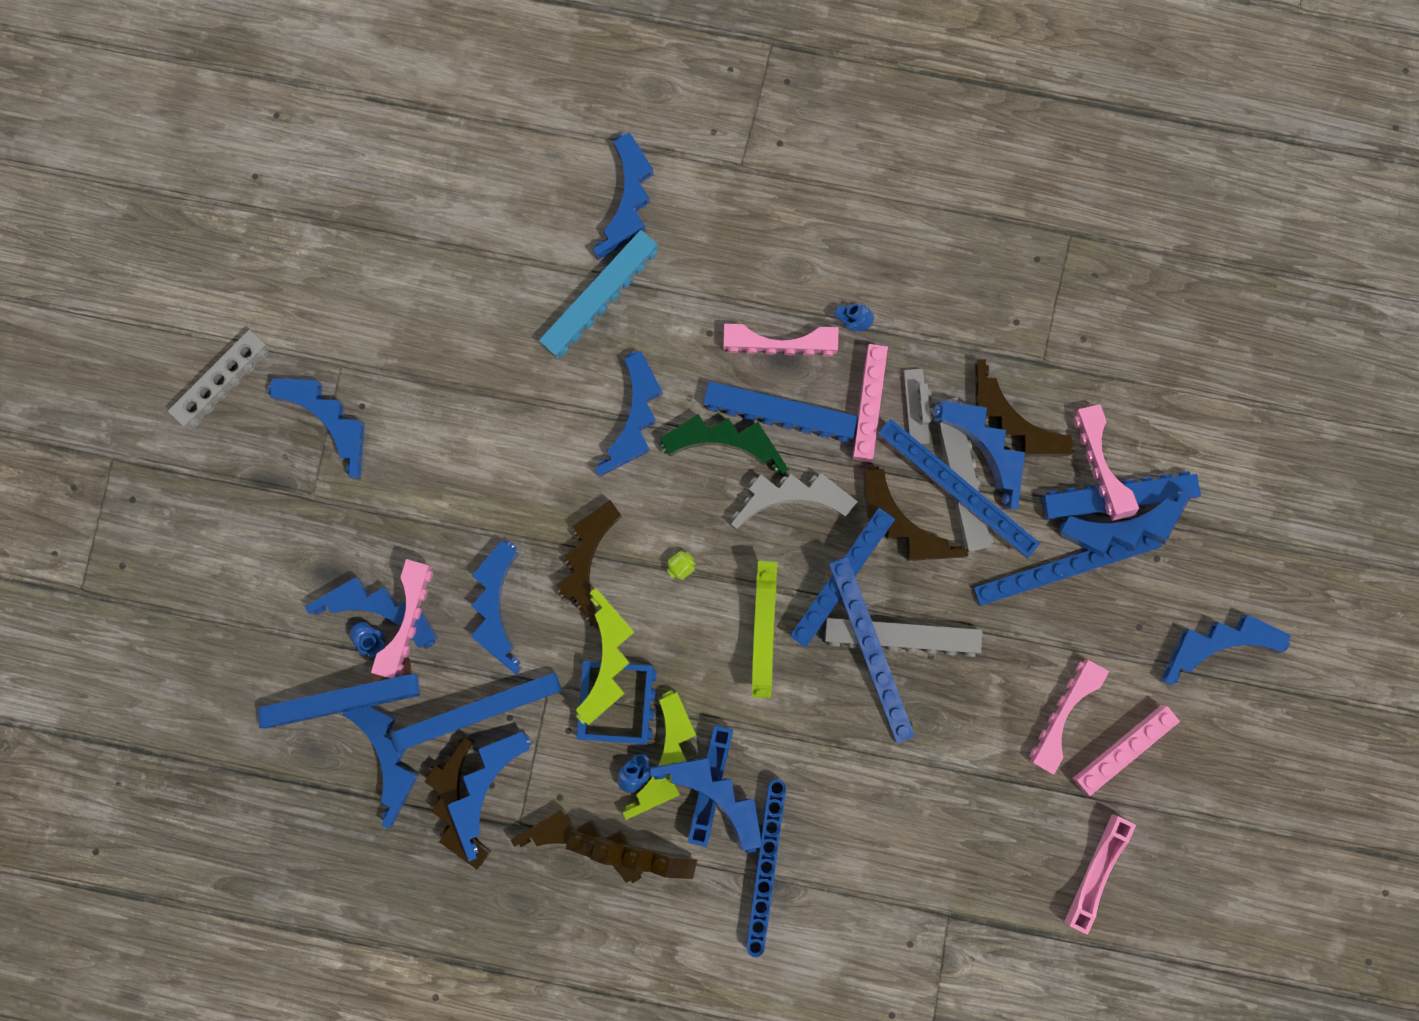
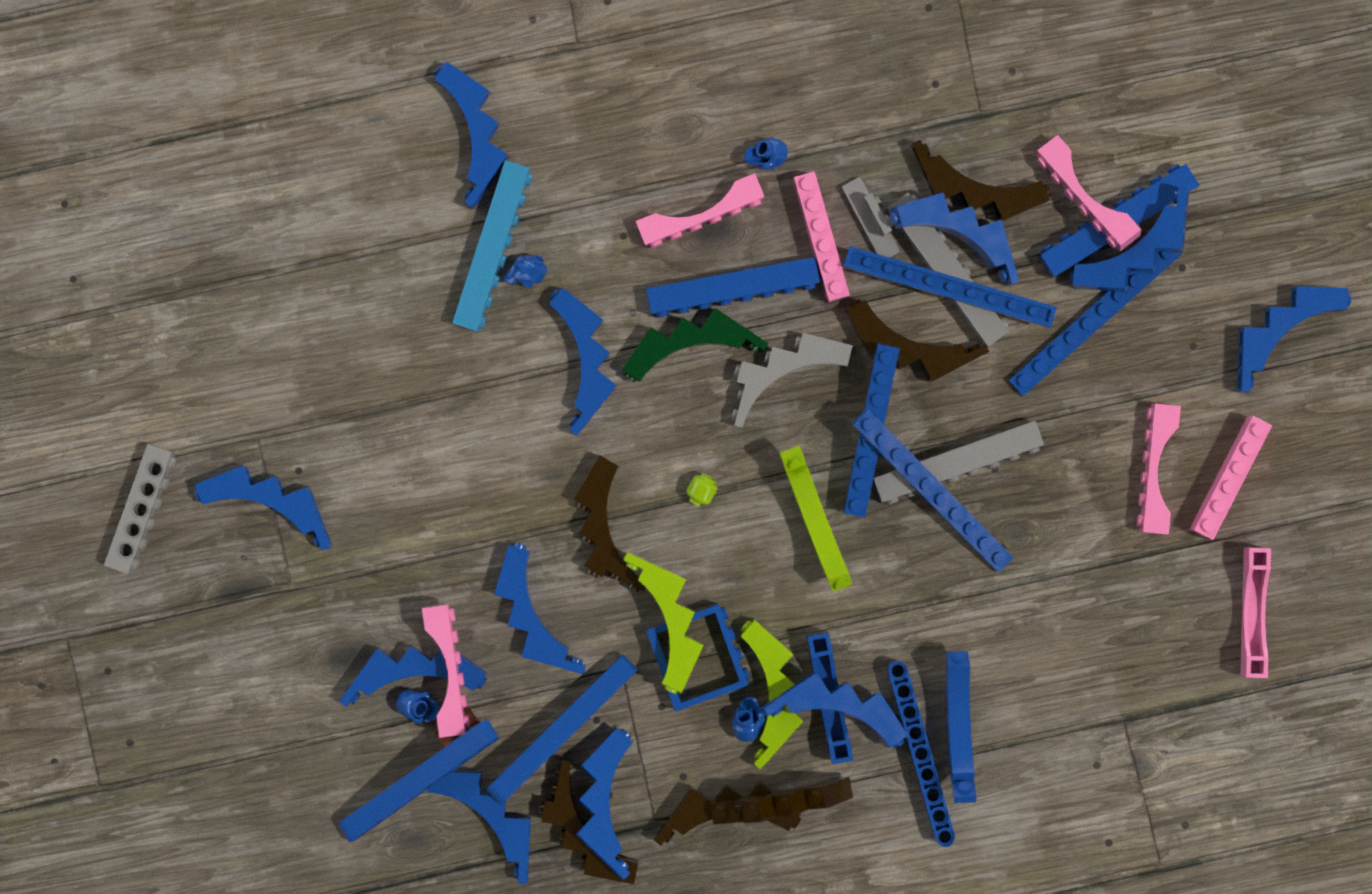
camera: 25 degrees left, 5 degrees up
(618, 326) = (526, 270): none -> blue head
(807, 859) = (959, 726): none -> blue arch

